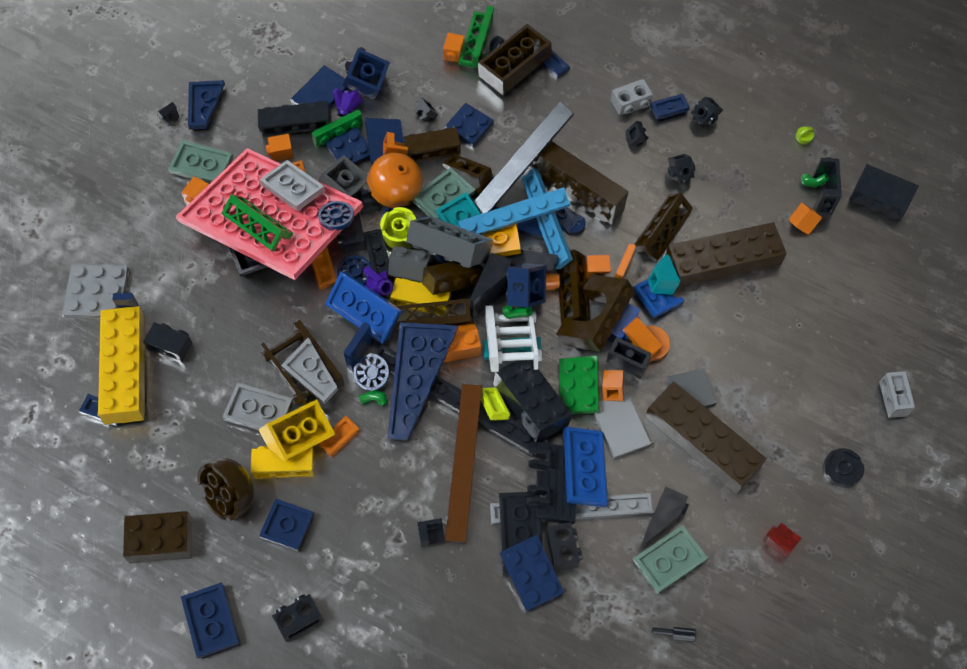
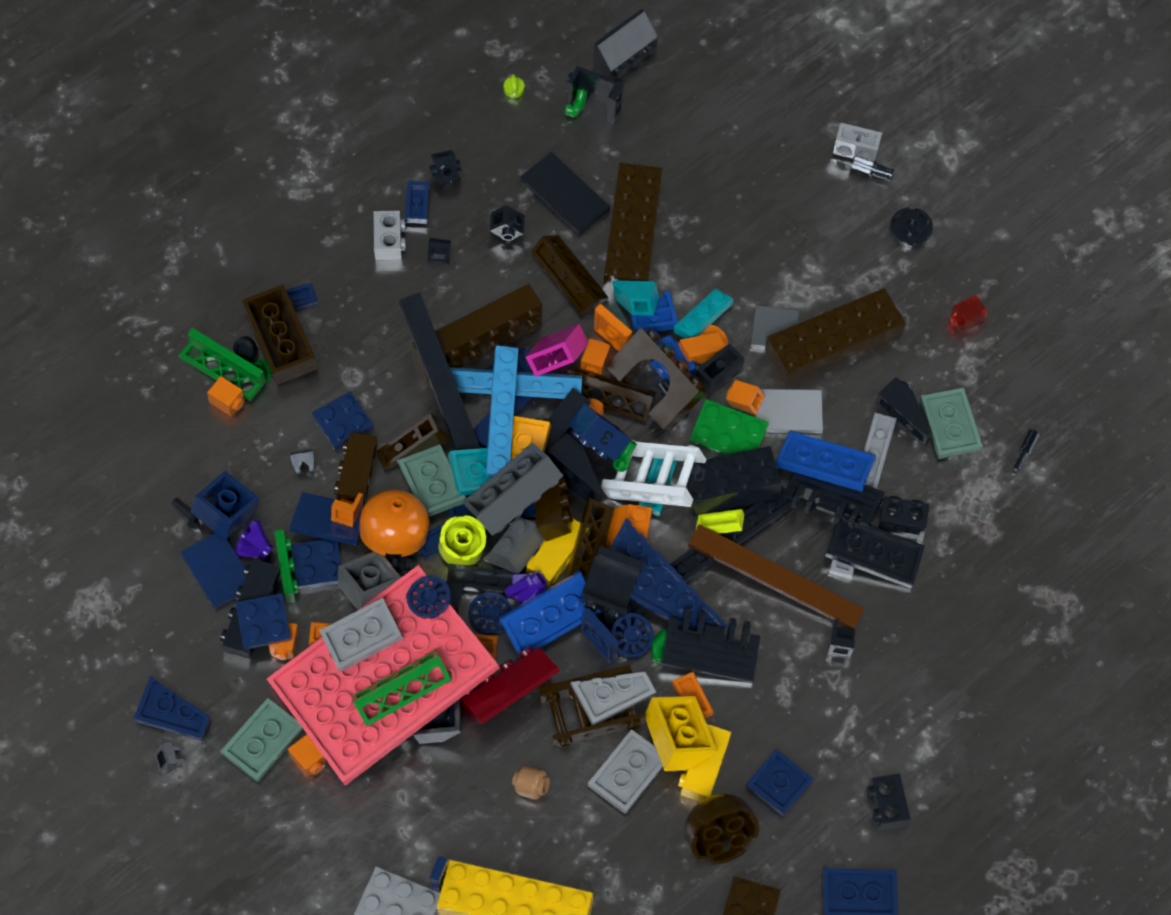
camera: 70 degrees left, 0 degrees up
(168, 342) = (503, 845): black brick -> none
(224, 343) = (531, 782): none -> medium nougat head
(282, 125) = (263, 621): none -> dark blue plate
(293, 297) = (508, 684): none -> dark red slope
(378, 433) = (709, 651): none -> black hinge
(397, 335) = (610, 582): none -> black panel
(531, 572) = (921, 556): dark blue plate -> none
(584, 232) = (557, 350): none -> dark pink brick
(674, 331) = (703, 314): none -> teal plate
(731, 200) = (565, 193): none -> black tile
(805, 218) = (619, 133): orange panel -> none
(881, 417) = (872, 168): none -> axle

